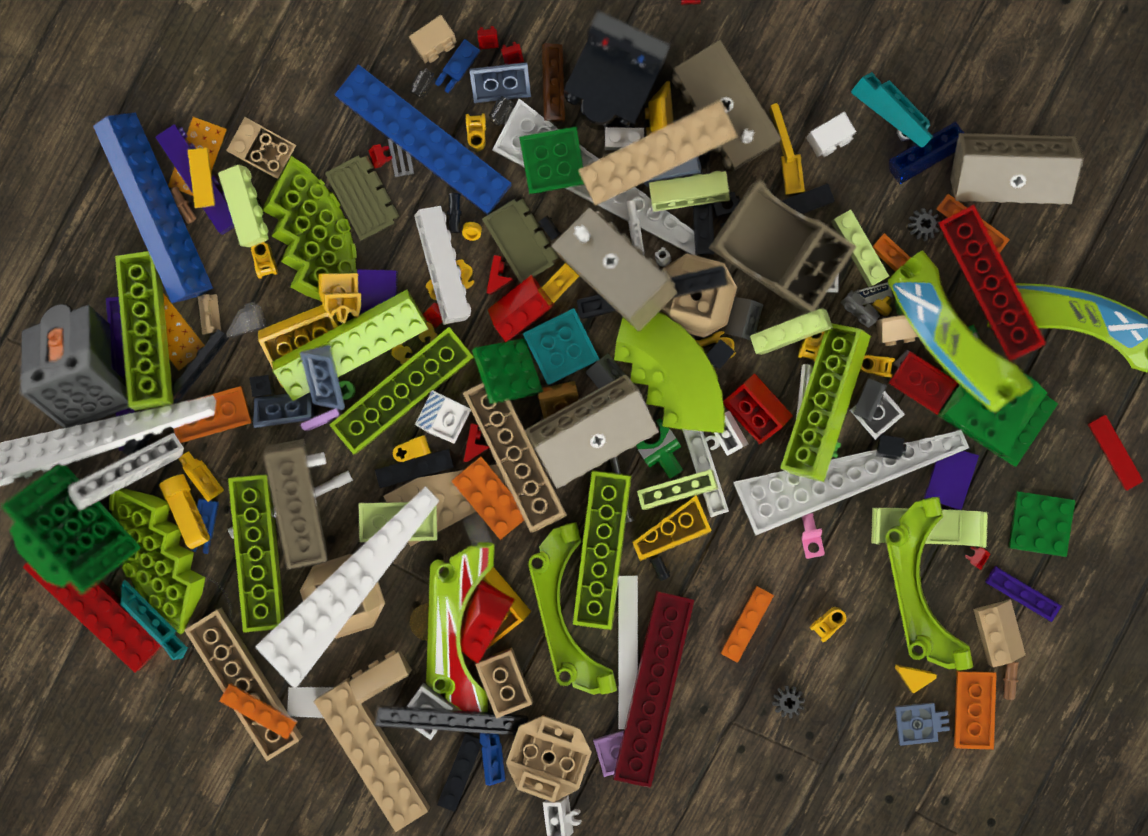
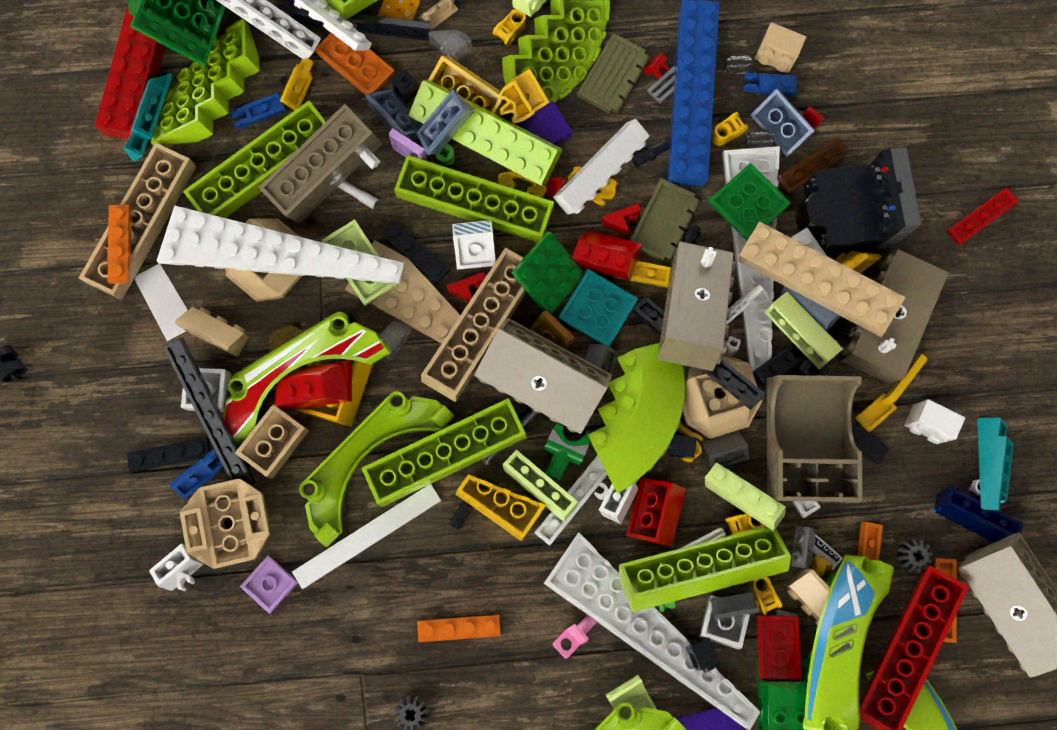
camera: 55 degrees right, 10 degrees down
(184, 509) = (260, 85): yellow beam -> none
(372, 756) = (136, 370): tan brick -> none
(415, 448) = (431, 240): yellow piece -> none
(471, 231) = (645, 175): yellow tile -> none
(487, 38) = (809, 92): red tile -> none
(489, 497) = (429, 326): orange plate -> none
(653, 689) = (345, 580): dark red plate -> none
(828, 624) = (505, 703): yellow piece -> none
(864, 254) = (854, 515): yellowish green brick -> none

